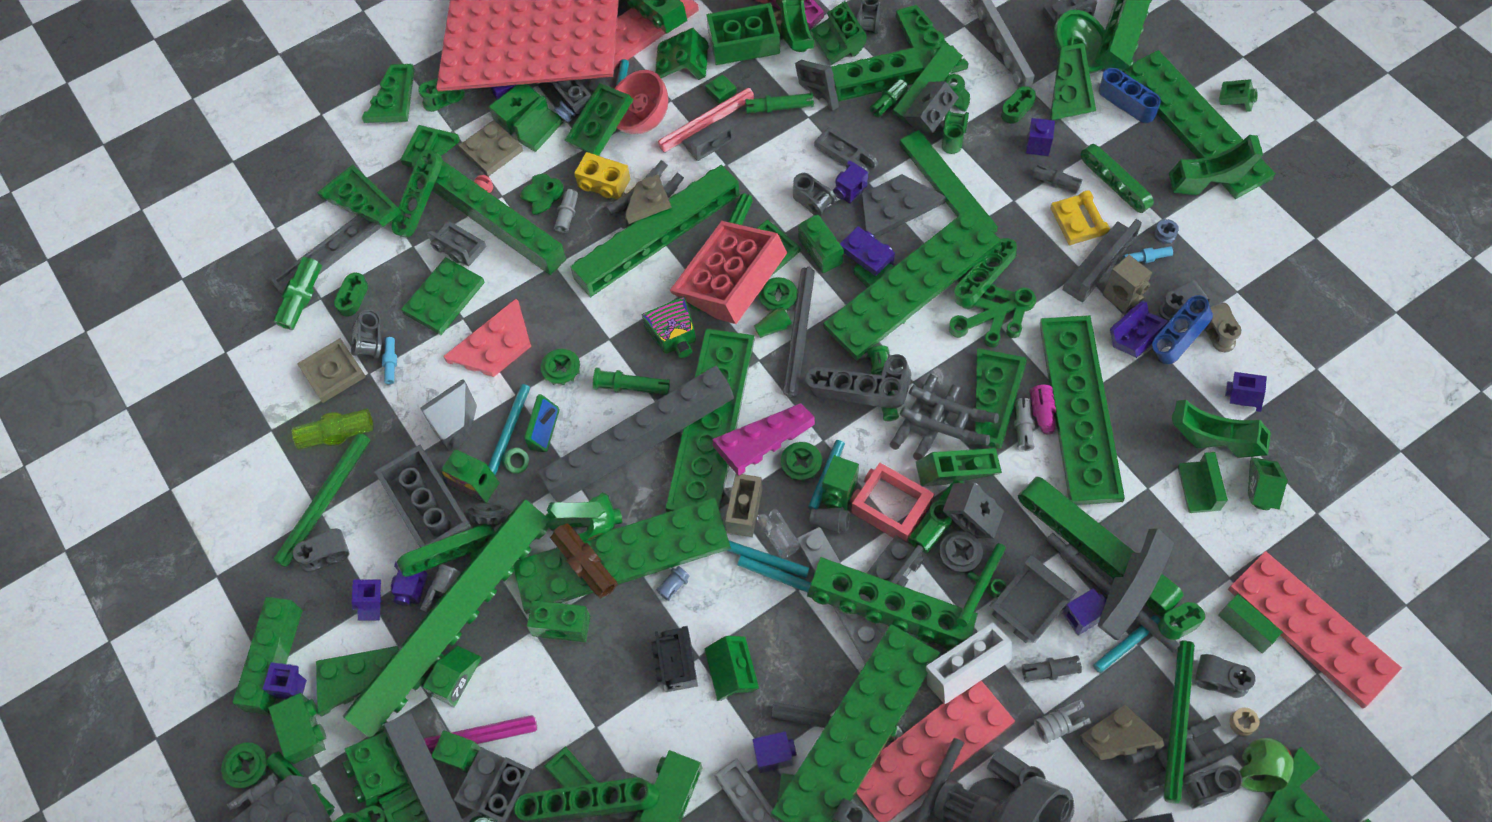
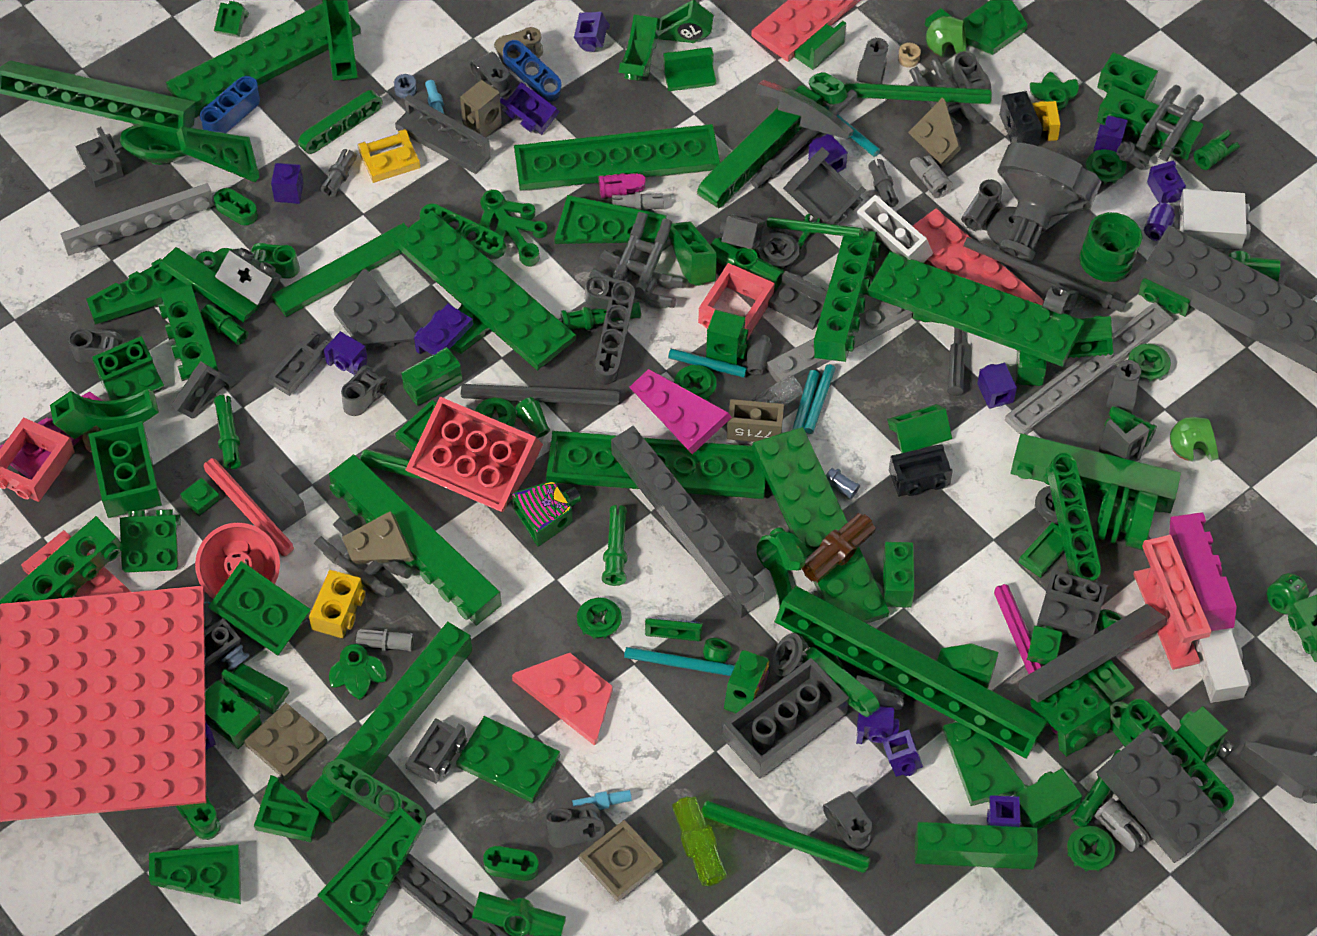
camera: 100 degrees left, 5 degrees down
(451, 415) = (677, 708): slope -> none
(481, 181) = (337, 738): coral hinge -> none

